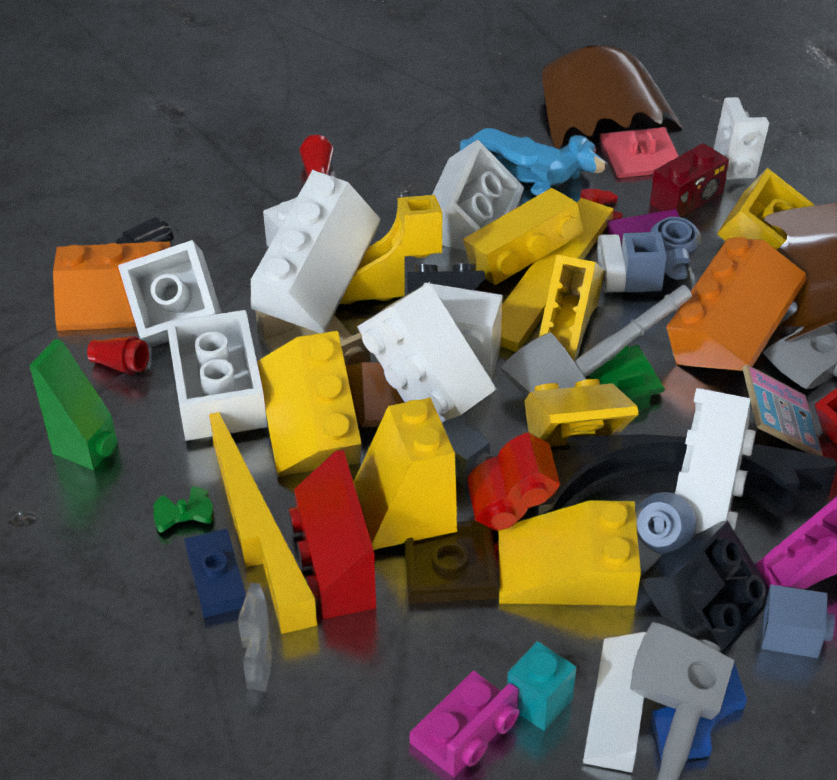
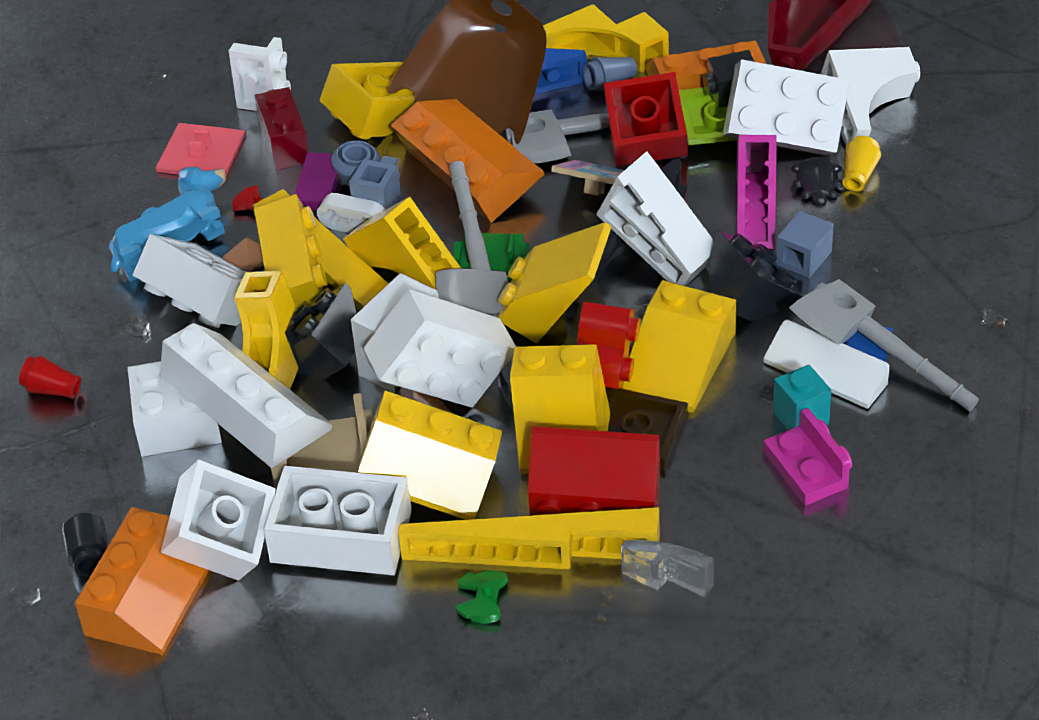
camera: 65 degrees left, 0 degrees up
(72, 411) = (344, 637): green slope -> none
(122, 354) = (249, 597): red cone -> none
(215, 572) = (571, 586): dark blue plate -> none
(599, 85) = (108, 145): reddish brown piece -> none
(665, 522) = (693, 268): sand blue cone -> none

